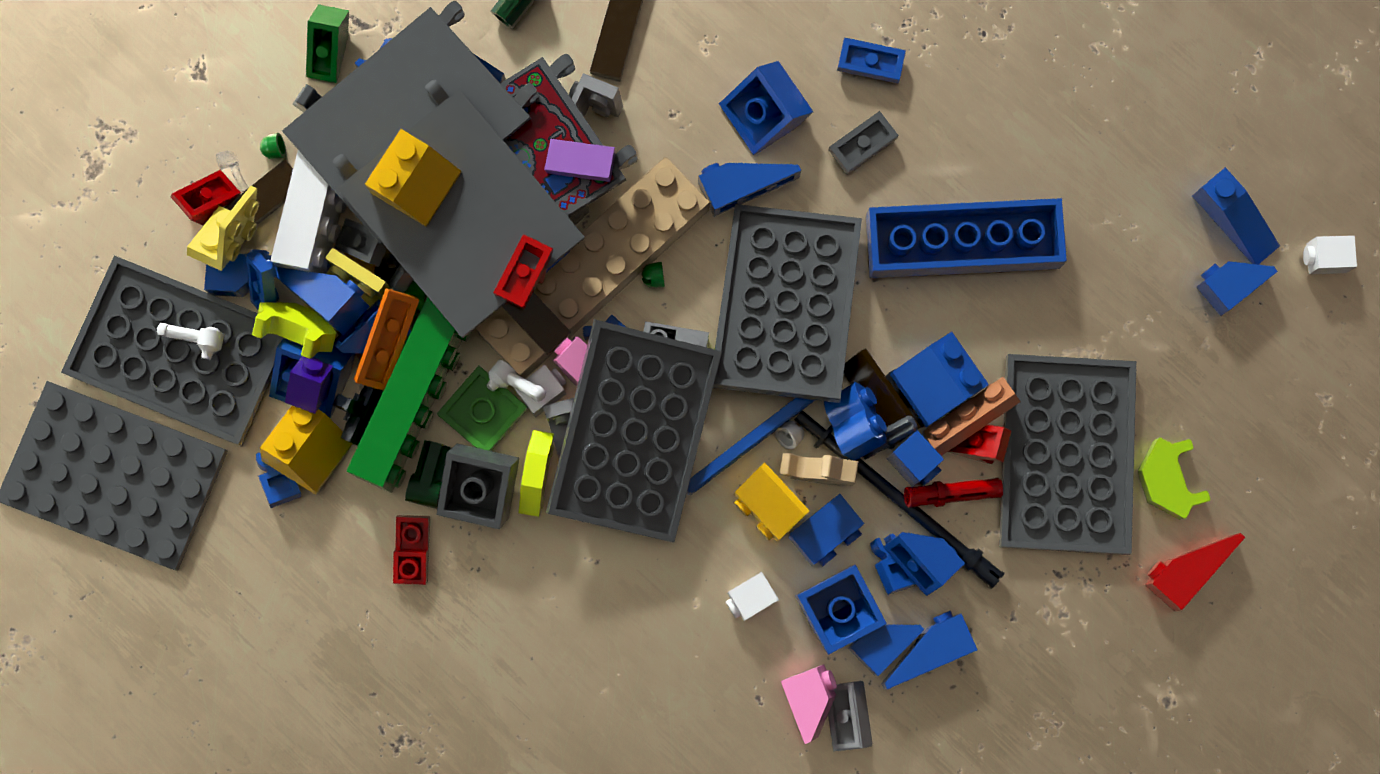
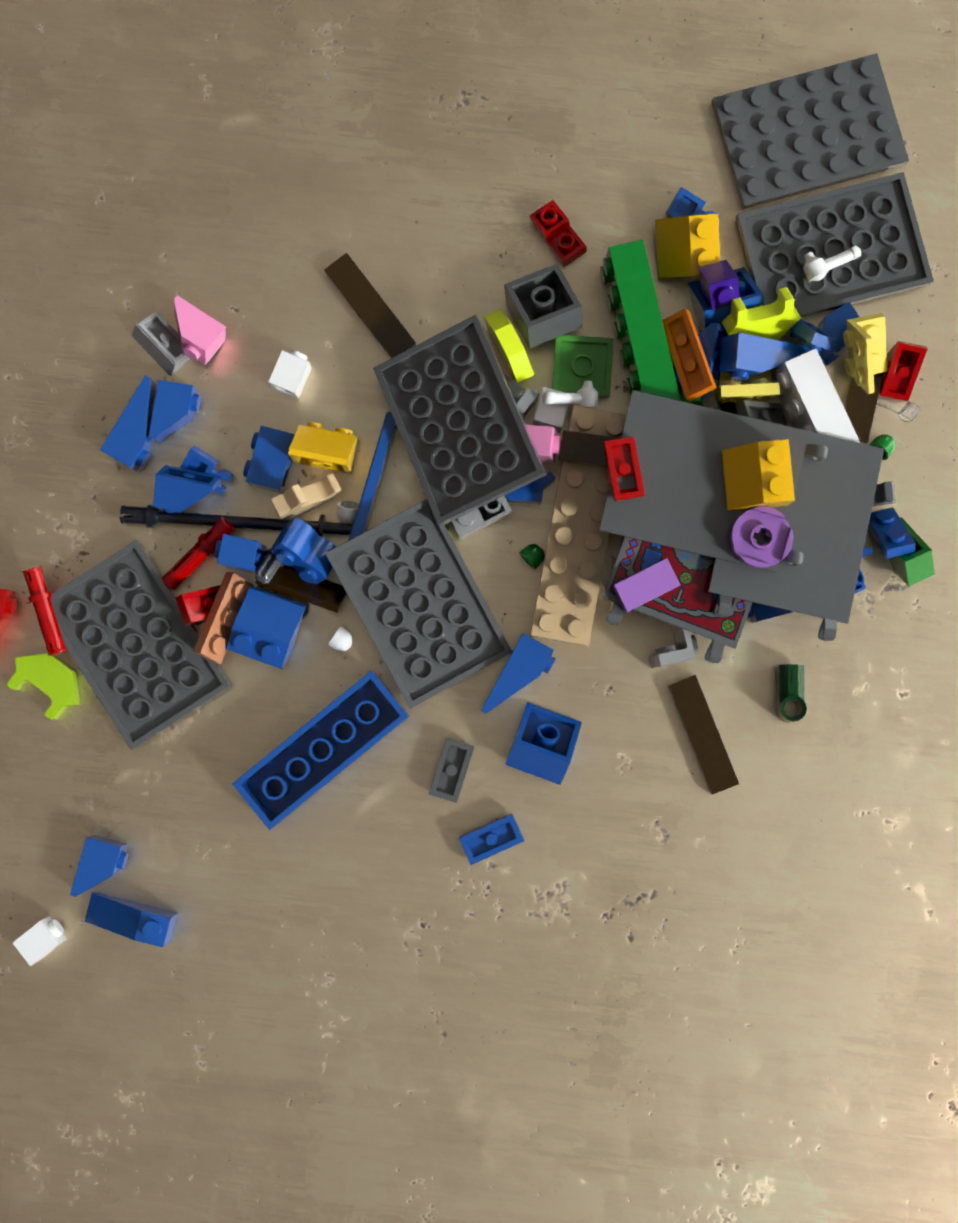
camera: 145 degrees right, 5 degrees up
(328, 62) = (890, 533): none -> blue plate
(358, 412) = (669, 293): black hinge -> none
(426, 482) = (584, 285): dark green piece -> none
(454, 106) = (776, 528): none -> medium lavender plate
(633, 608) = (369, 306): none -> dark brown tile
(840, 609) = (220, 408): blue slope -> none
(879, 324) = (341, 640): none -> white hinge
(1126, 550) = (44, 610): none -> red pin

